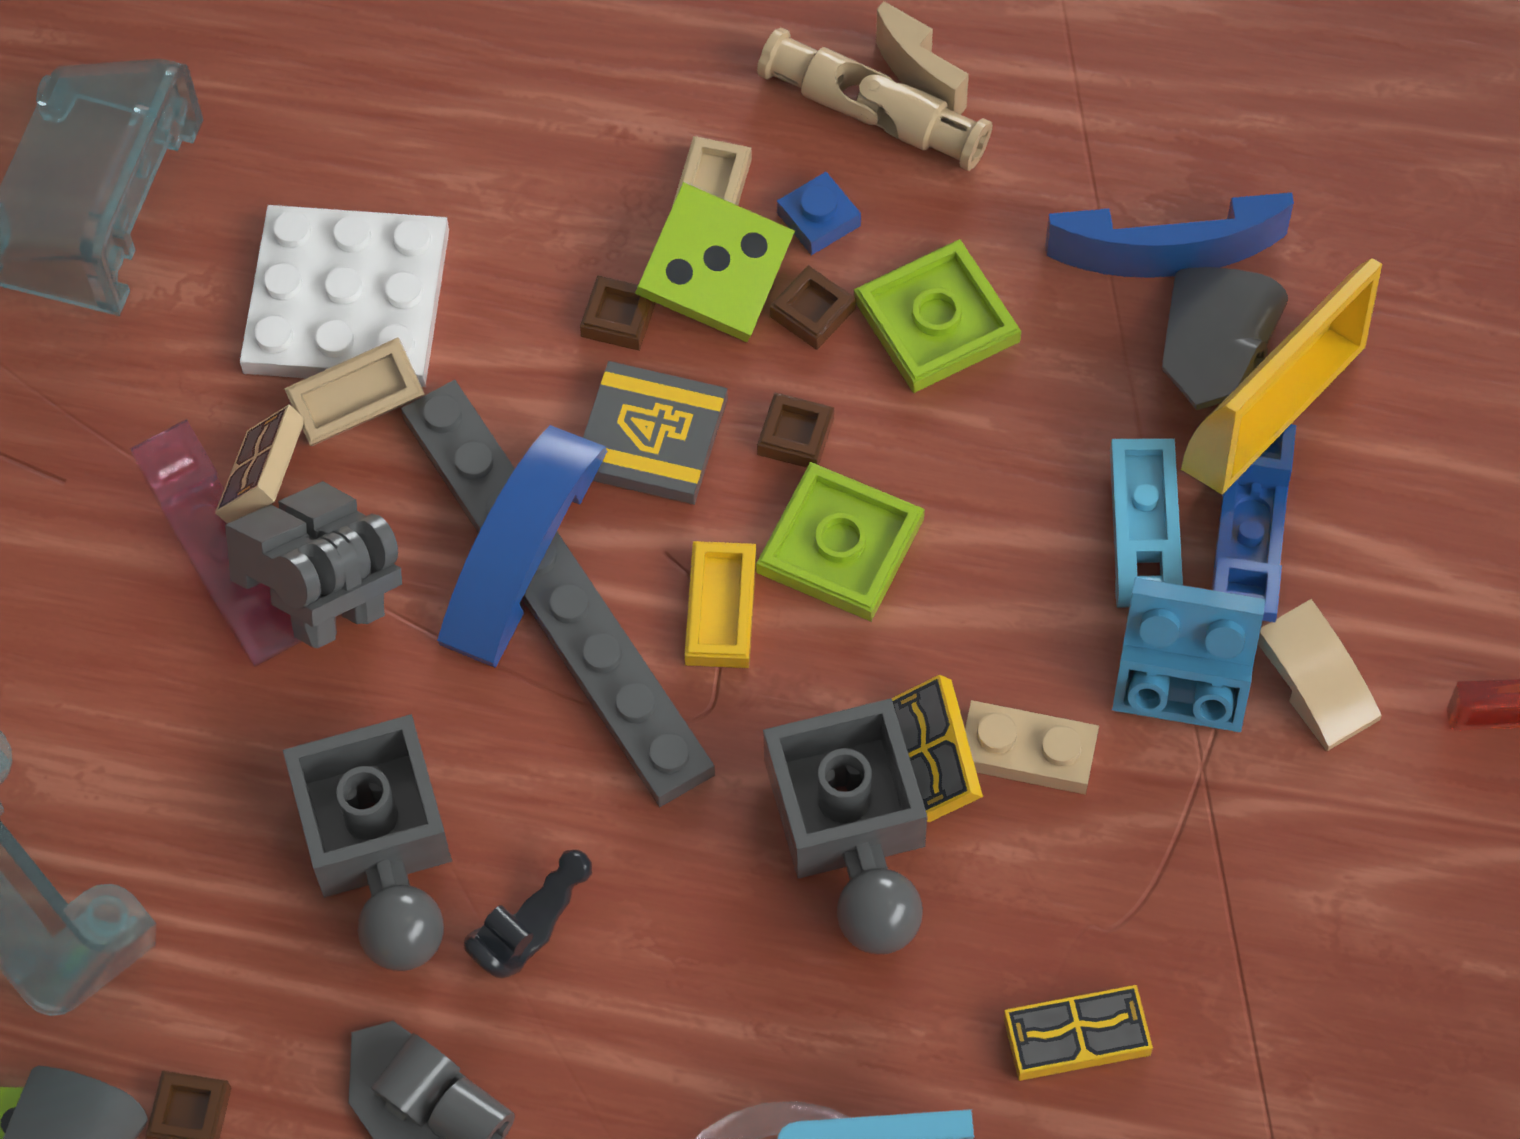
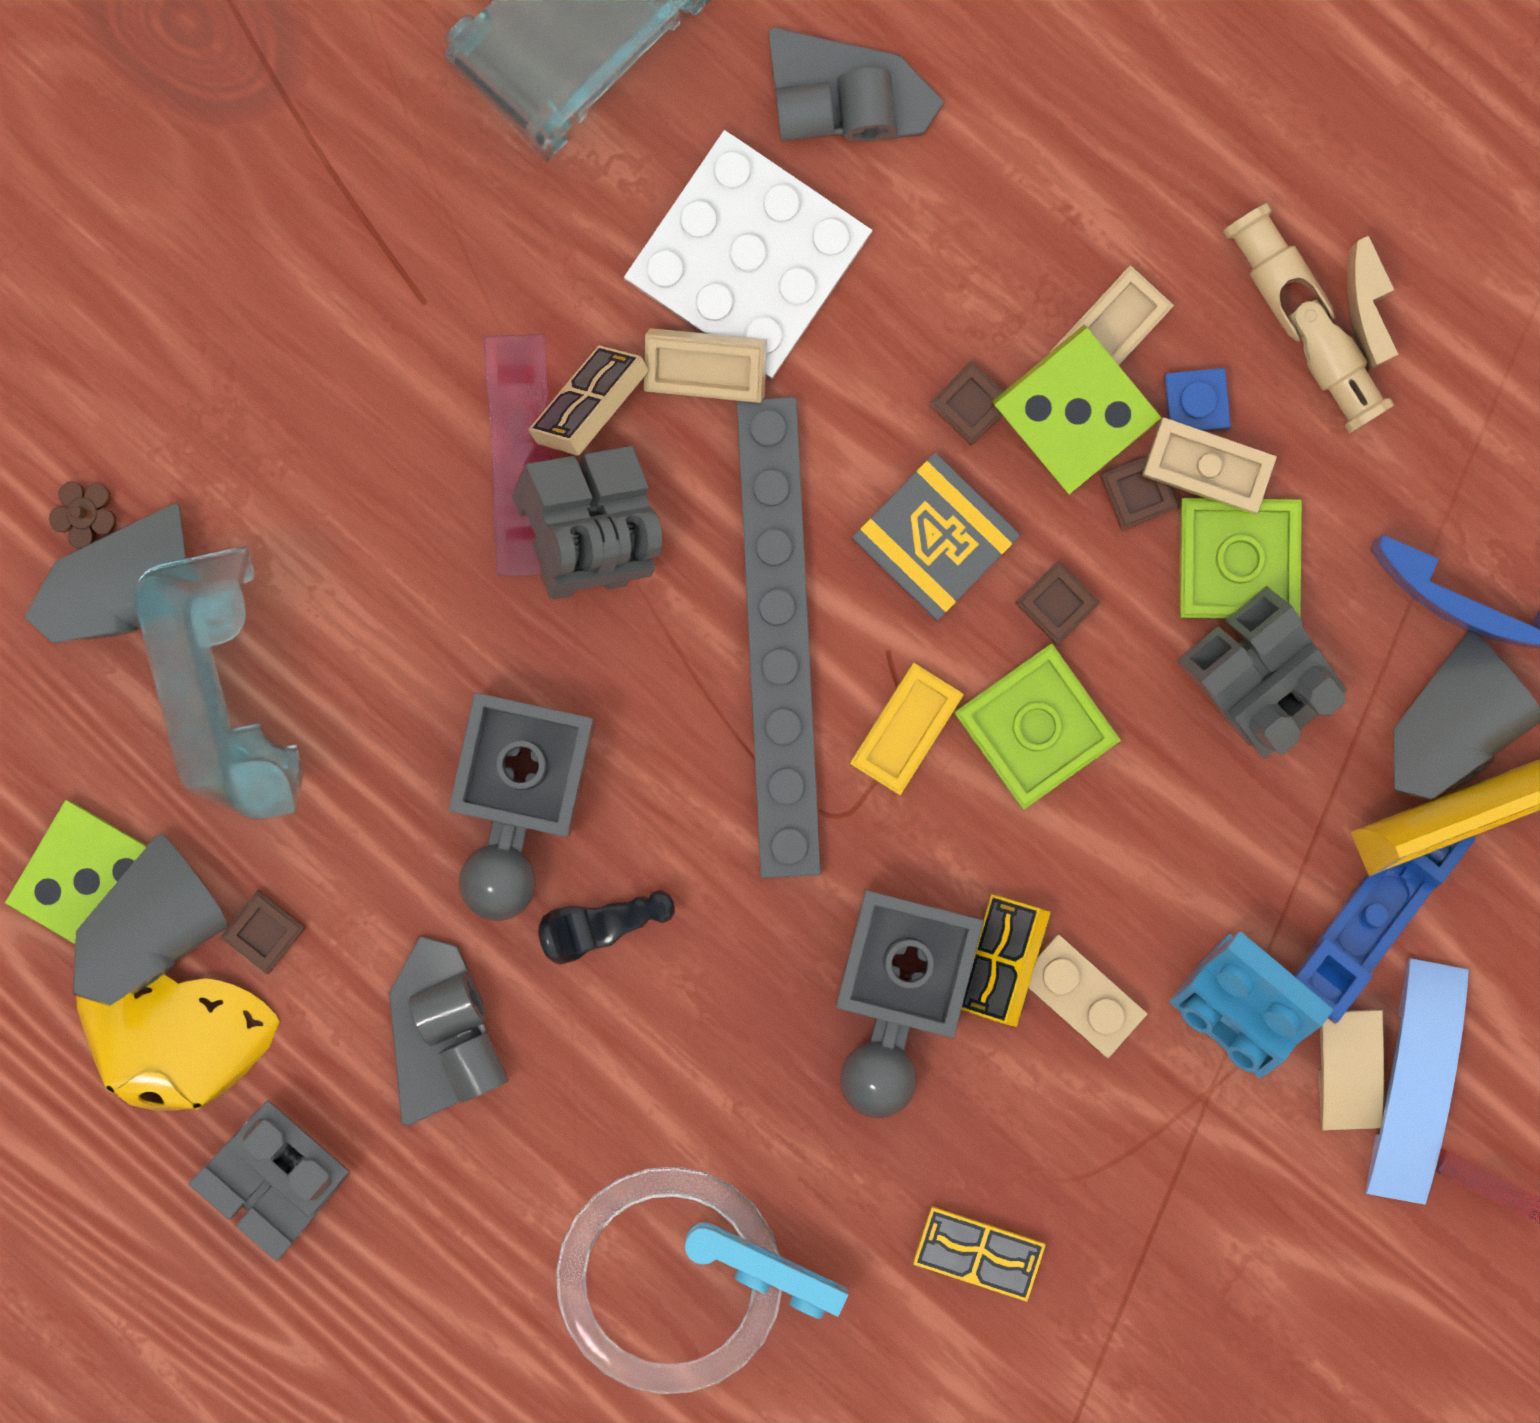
camera: 30 degrees right, 25 degrees up
(356, 129) = (846, 91): none -> dark grey panel
(514, 541) = (771, 585): blue slope -> none
(860, 244) = (1209, 466): none -> tan plate
(1017, 380) = (1269, 679): none -> dark grey hips
(1144, 512) = (1296, 854): medium azure plate -> none
(1393, 658) = (1419, 1082): none -> light blue slope

